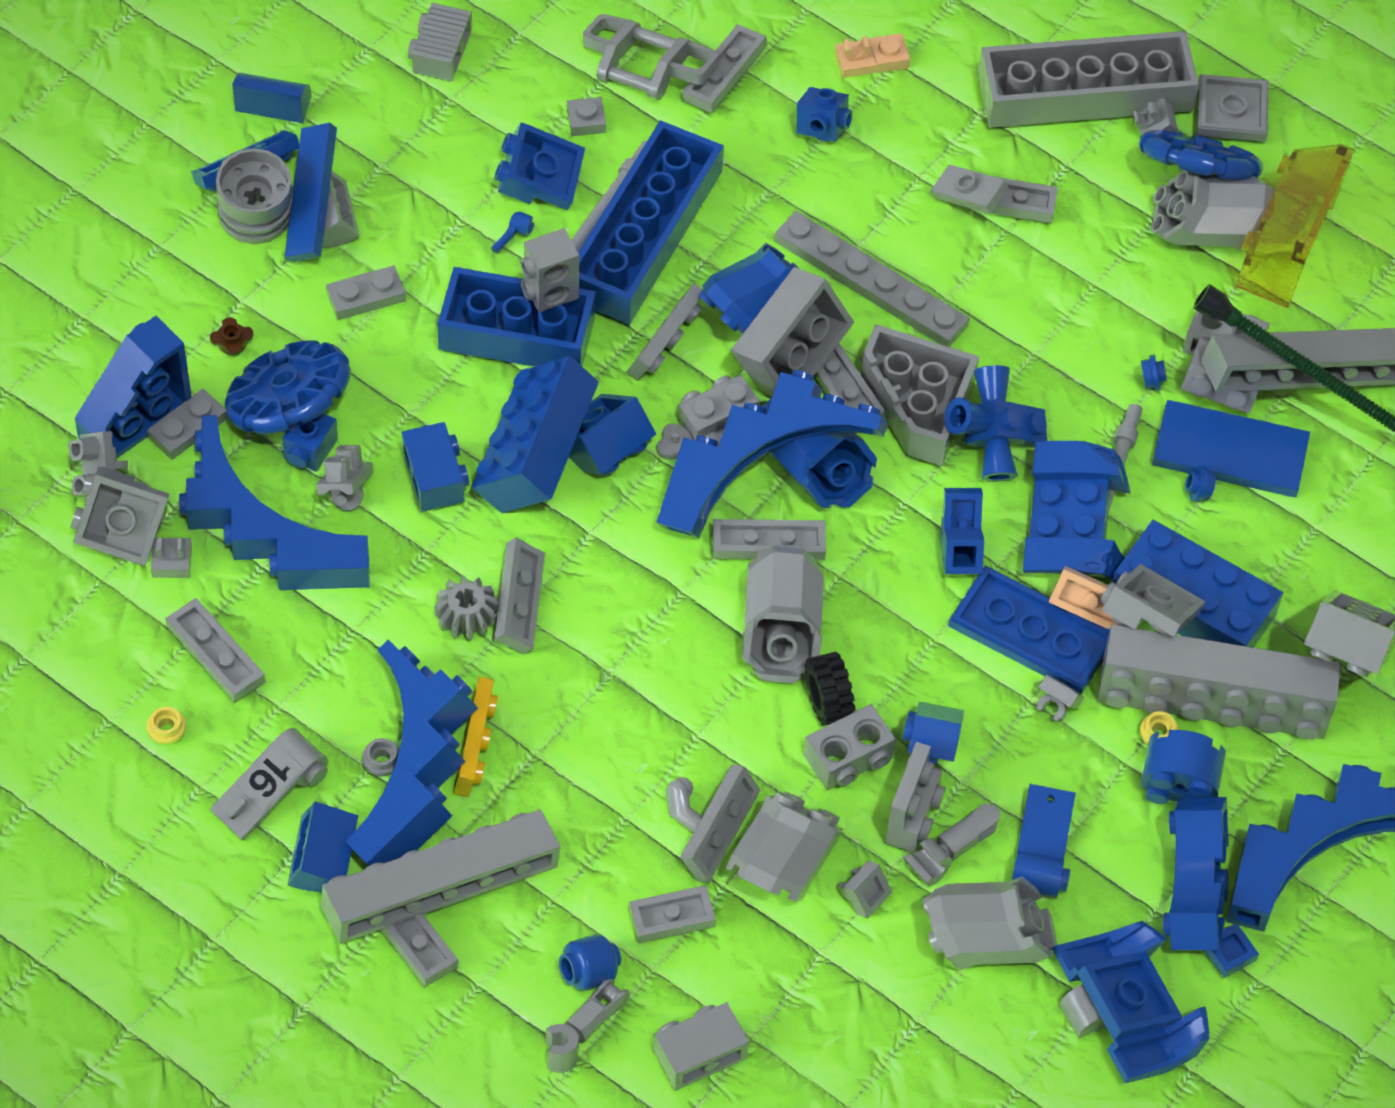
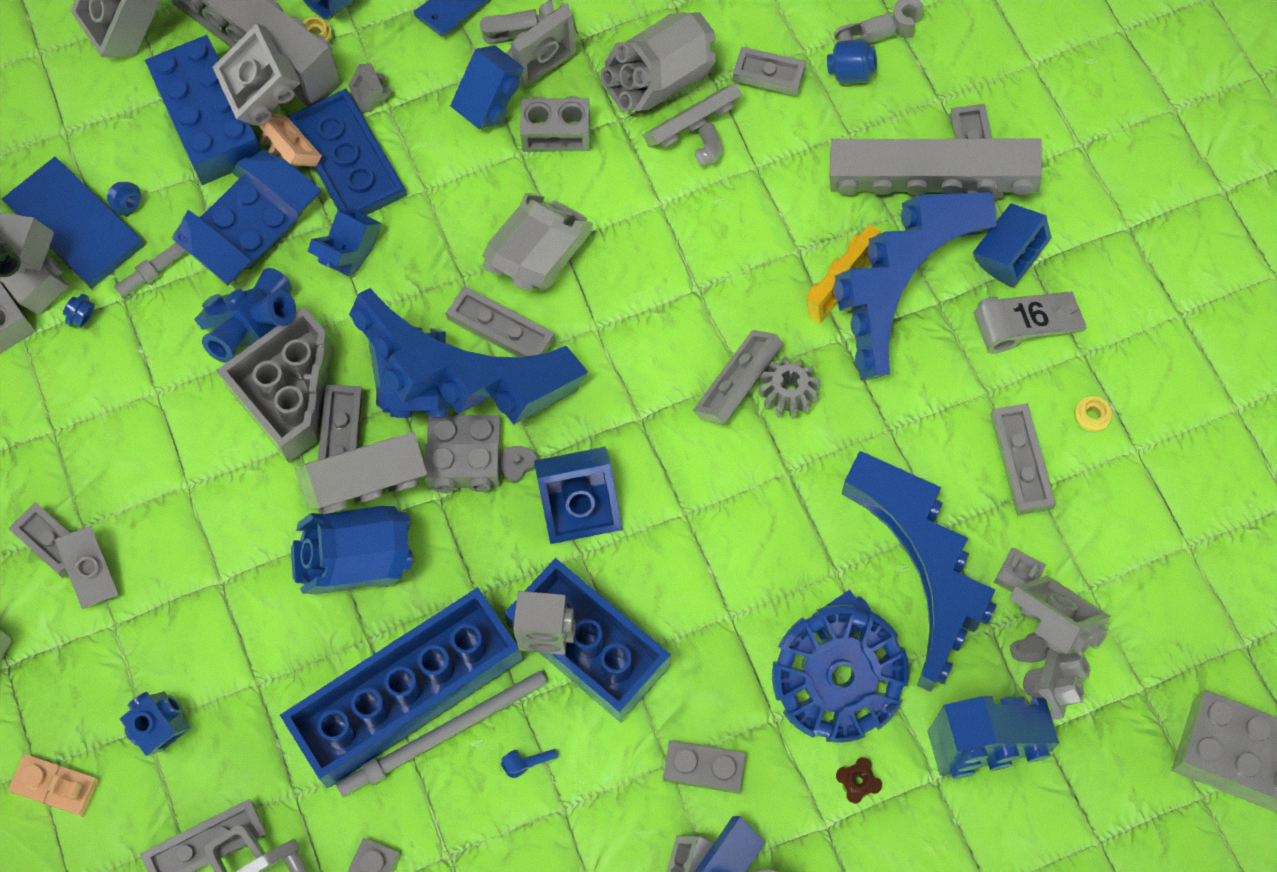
camera: 145 degrees left, 10 degrees up
(177, 429) = (924, 706): light grey plate -> none
(345, 477) = (832, 556): light grey hips -> none
(378, 748) = (928, 291): light grey plate -> none
(434, 466) = (746, 529): blue brick -> none
(535, 434) = (643, 501): blue brick -> none
(539, 166) = (460, 814): blue plate -> none
(667, 333) = (458, 564): light grey plate -> none
(829, 687) = (542, 164): black tyre -> none
(866, 888) = (615, 19): light grey tile -> none
(871, 279) = (239, 536): light grey plate -> none

